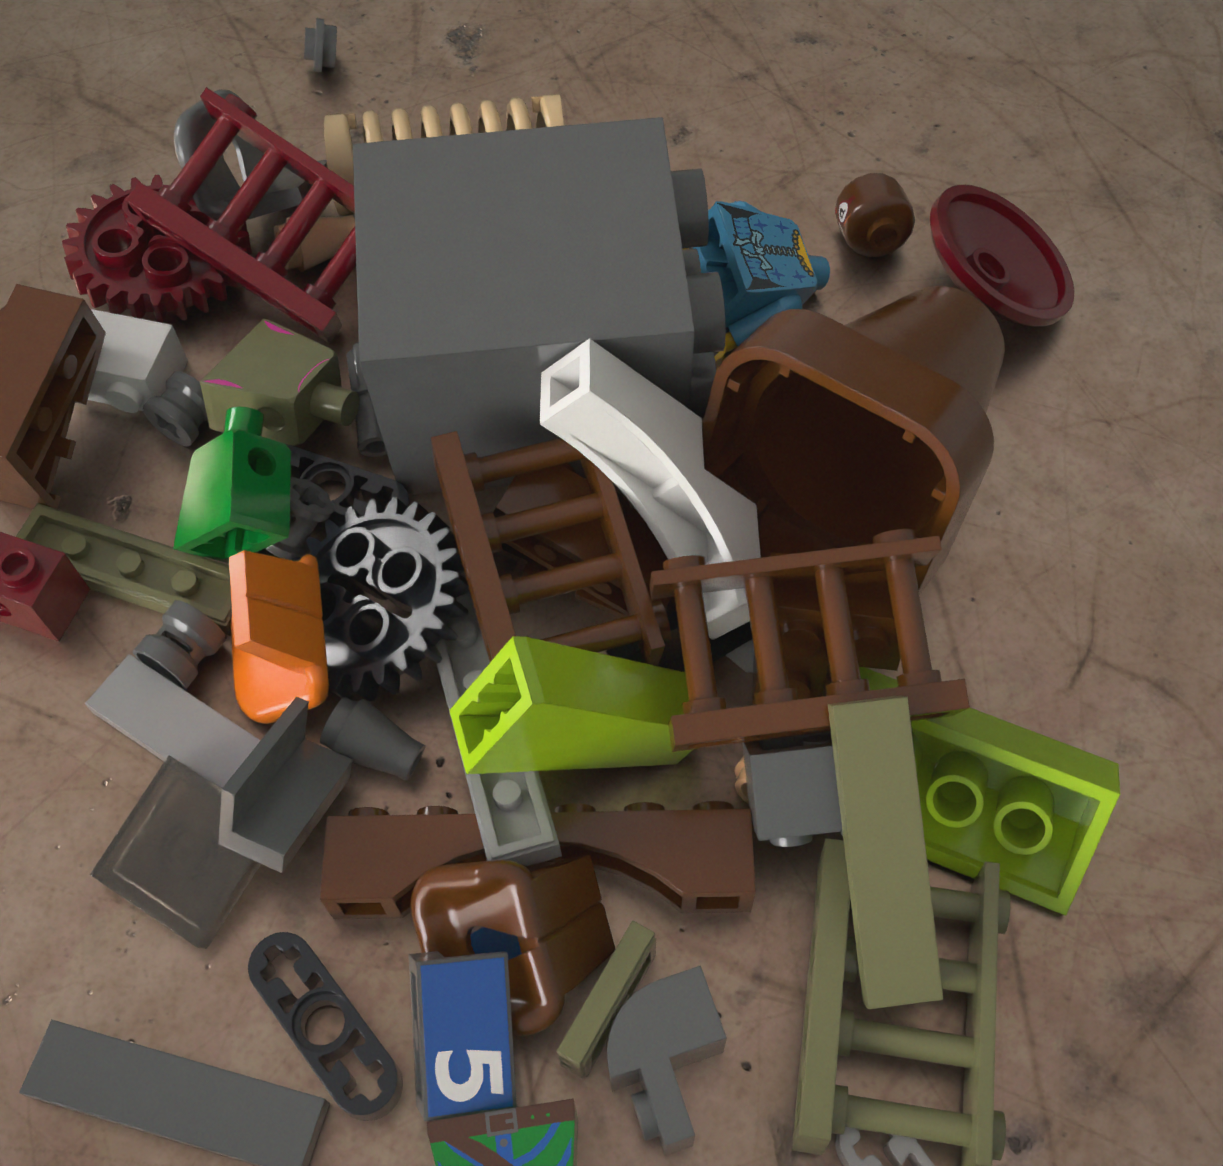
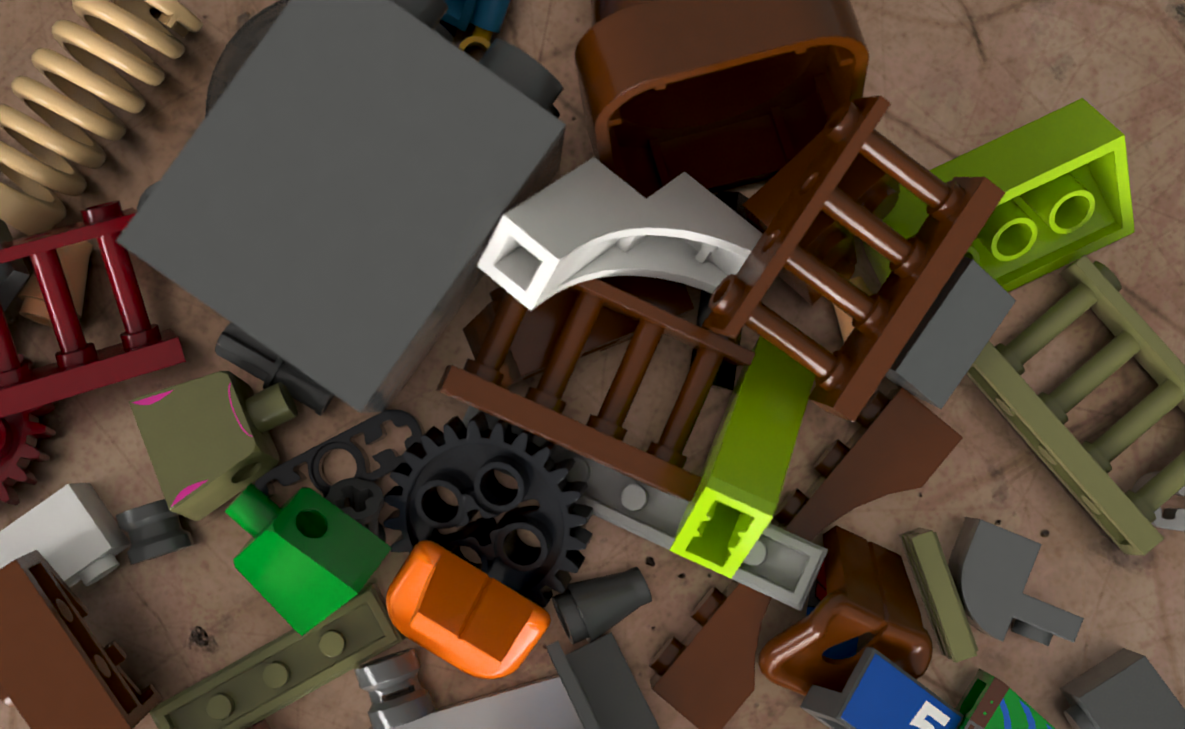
camera: 45 degrees left, 25 degrees up
(885, 852) = (1031, 335): olive tile -> none

